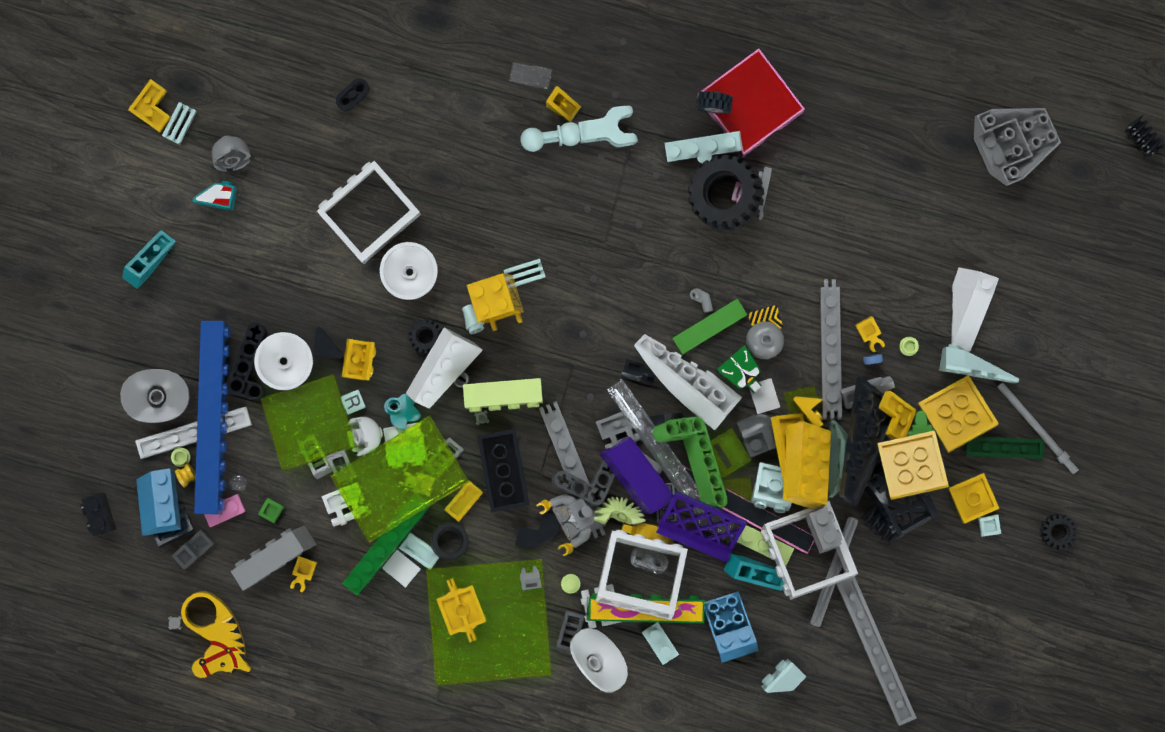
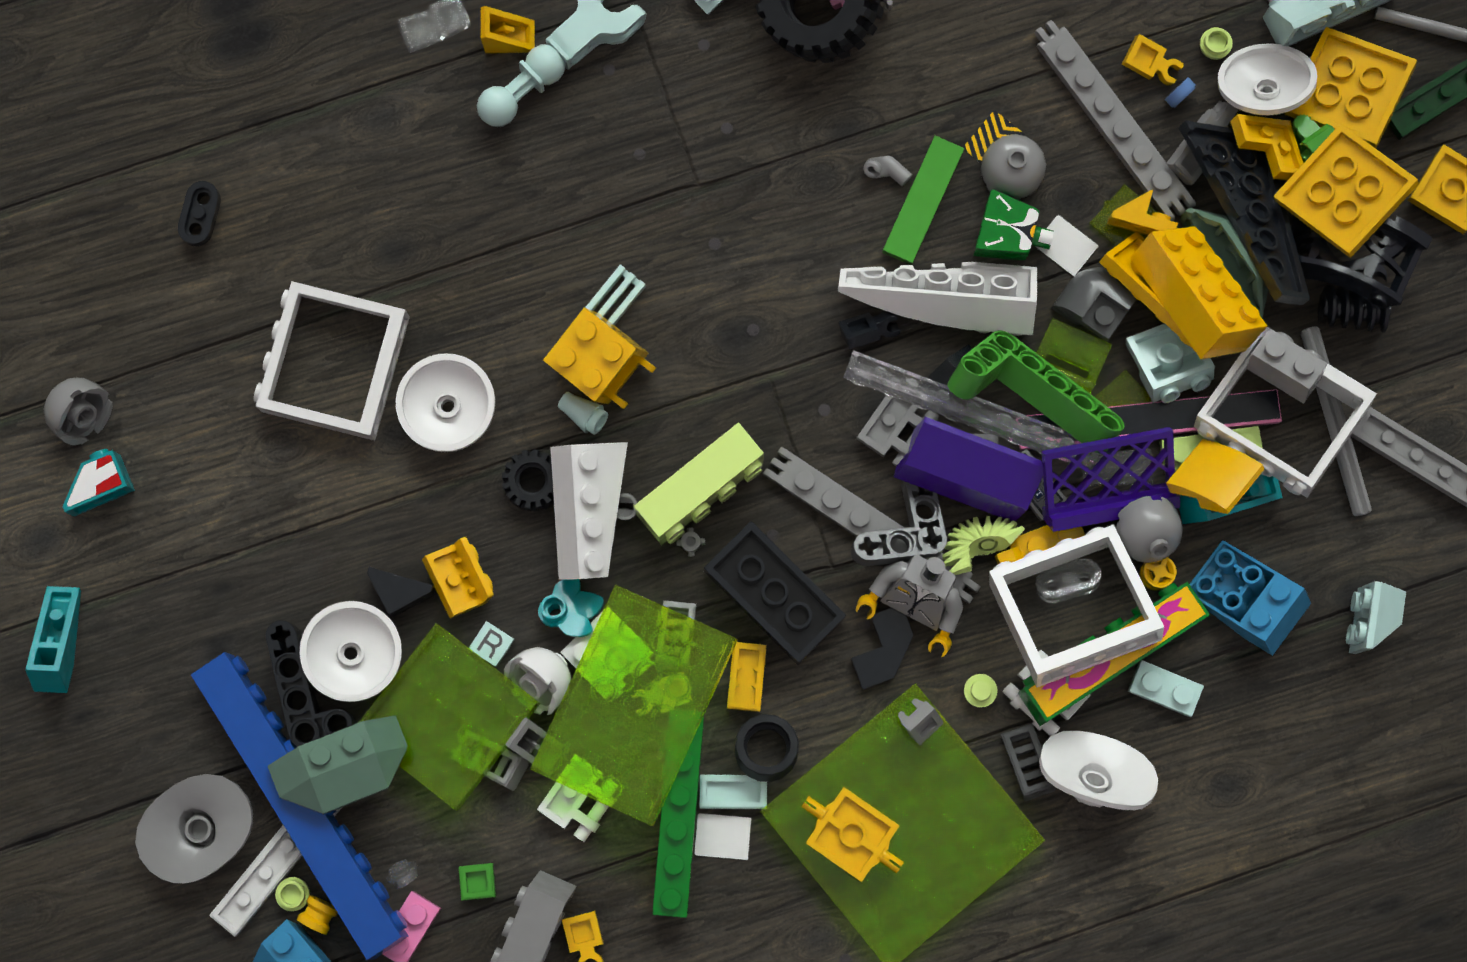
camera: 30 degrees left, 5 degrees down
(242, 414) = (341, 766): none -> sand green wedge
(697, 585) = (1160, 569): none -> yellow wheel
(703, 563) = (1149, 529): none -> light grey cylinder
(752, 559) = (1215, 476): none -> yellow slope
(922, 375) = (1267, 79): none -> white dish

